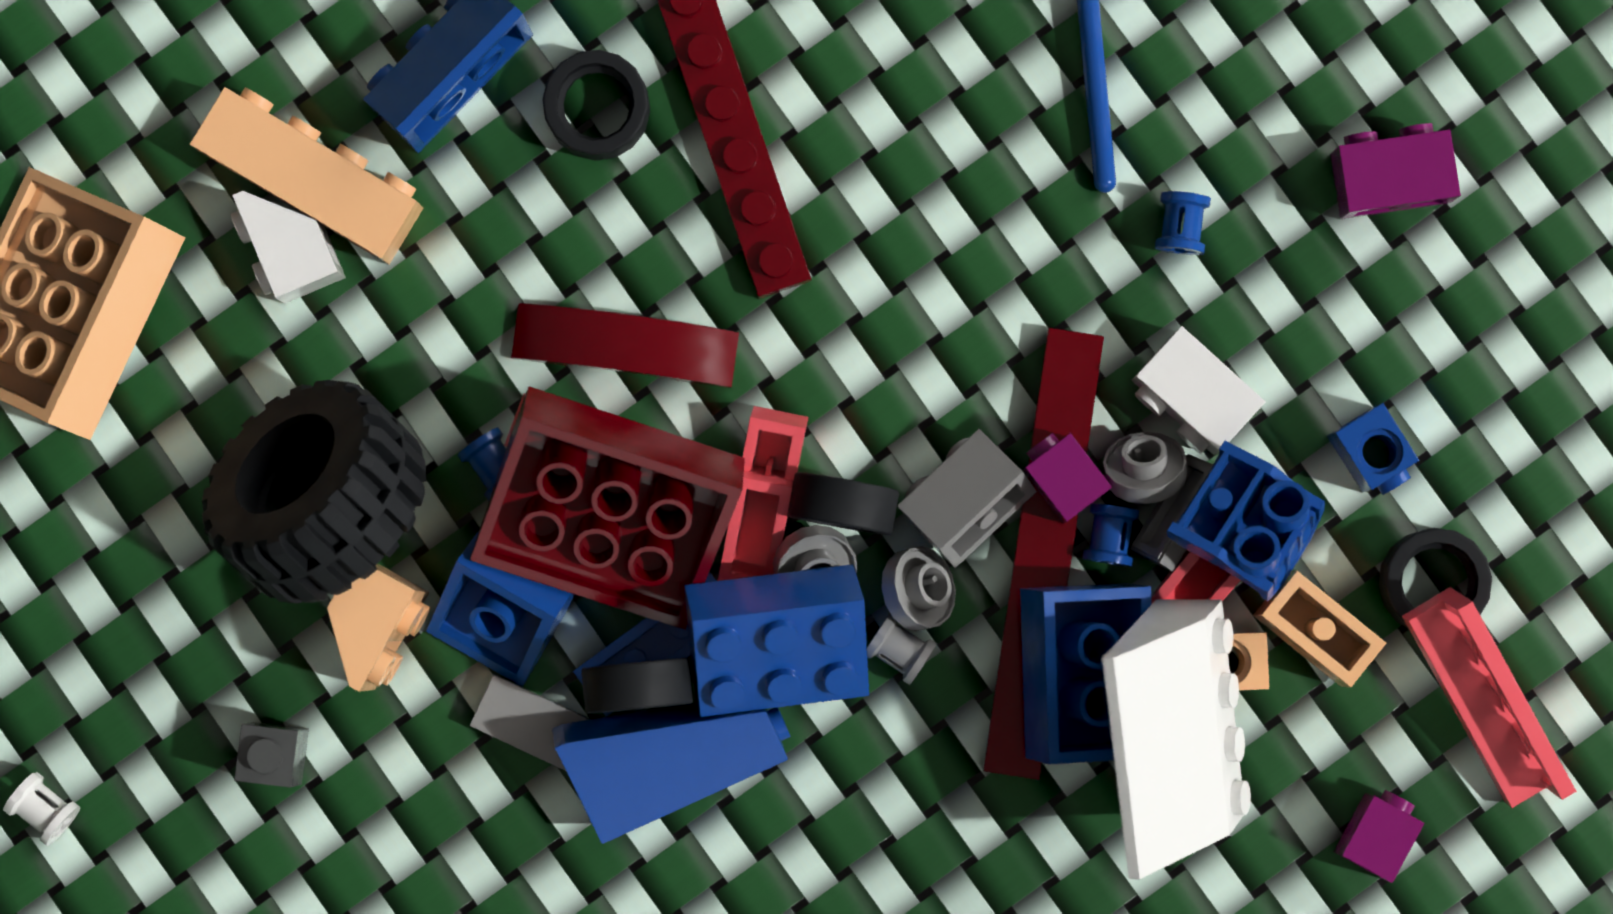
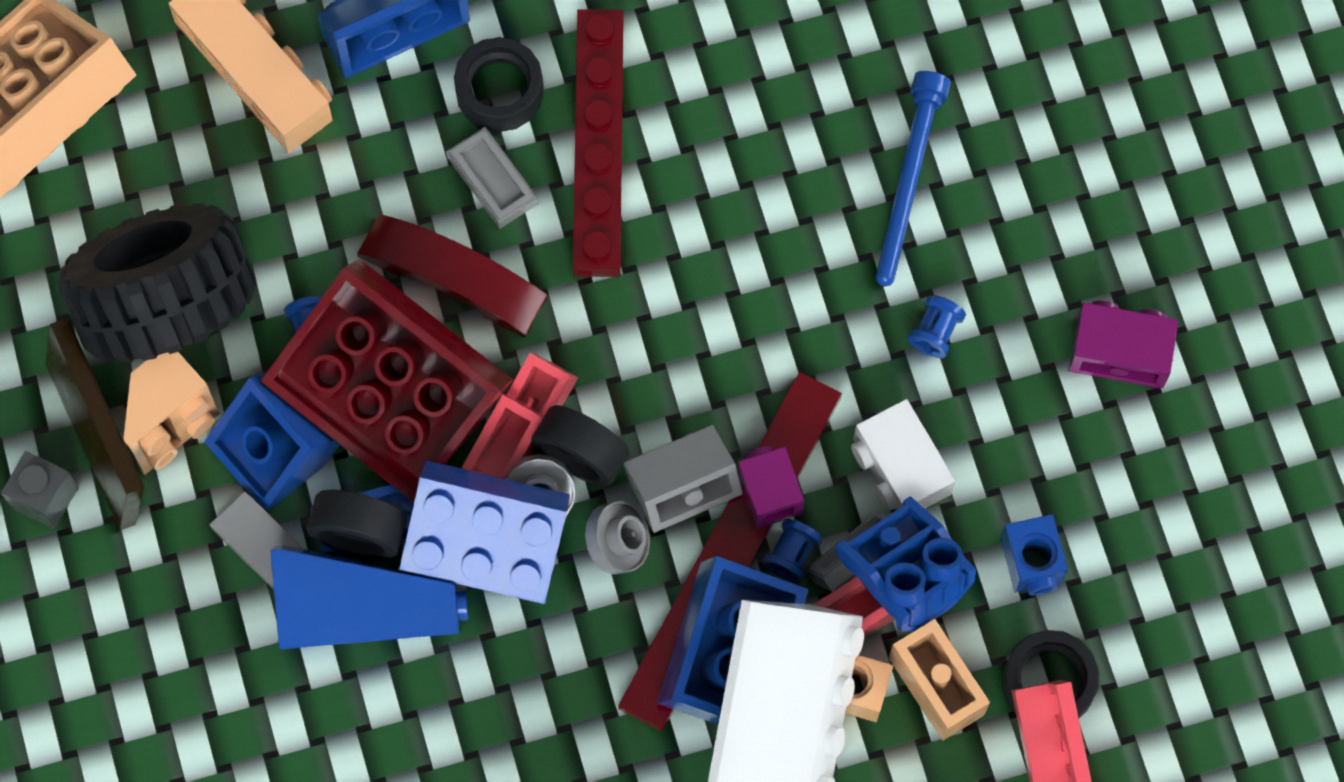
camera: 10 degrees right, 15 degrees down
(290, 246) = (216, 109): white slope -> none
(302, 665) = (94, 424): none -> dark brown tile
(628, 215) = (492, 177): none -> light grey tile
(900, 649) = (584, 582): light grey bush -> none
(1145, 467) = (839, 505): light grey plate -> none

